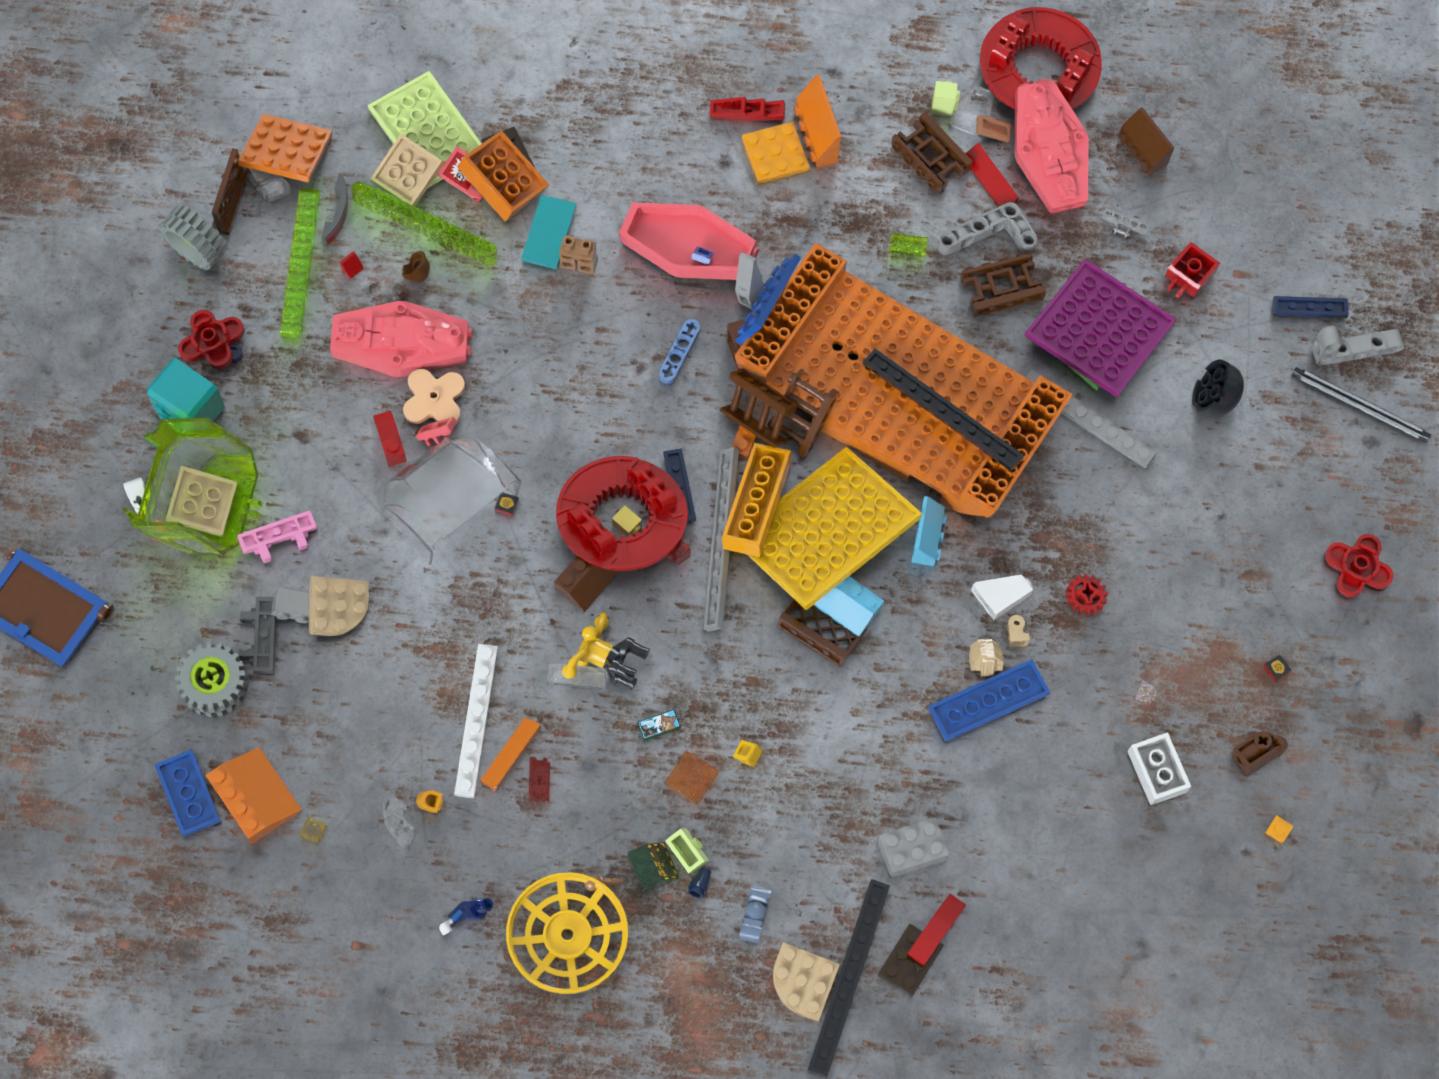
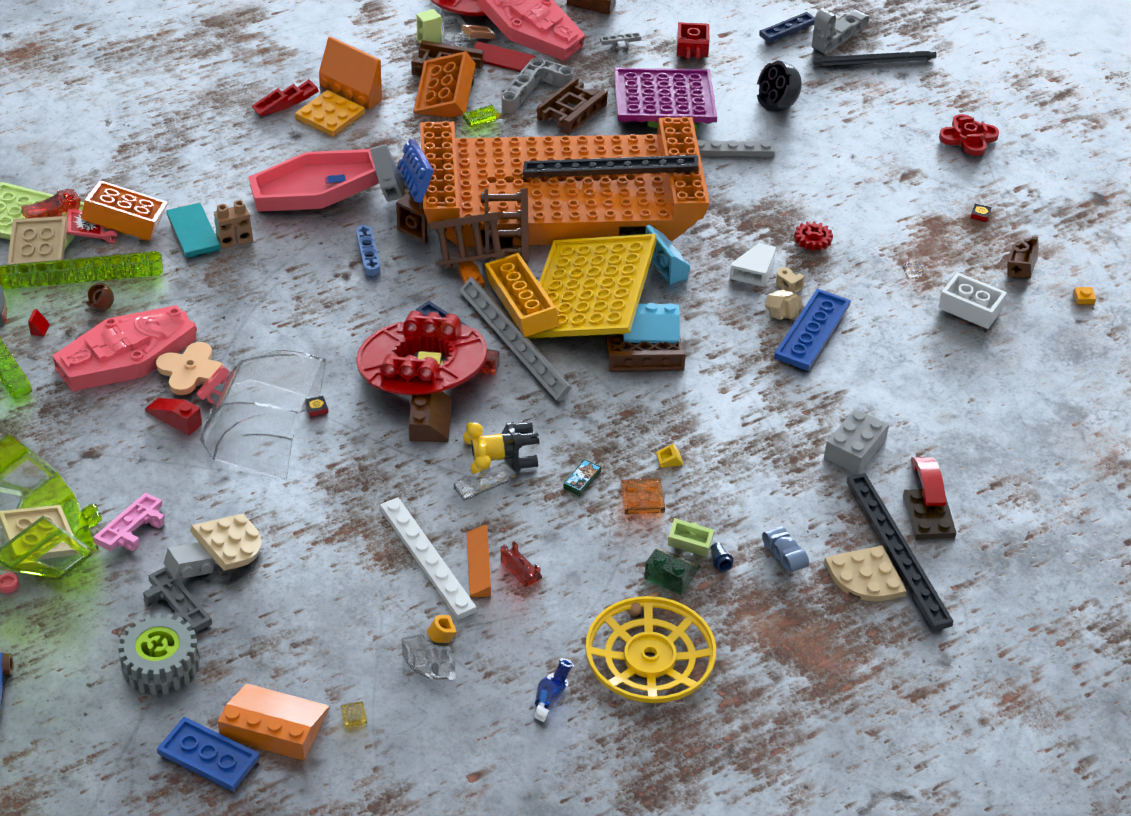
camera: 35 degrees left, 25 degrees down
(443, 136) = (53, 206): none -> clear red slope
(898, 189) = (445, 86): none -> orange slope

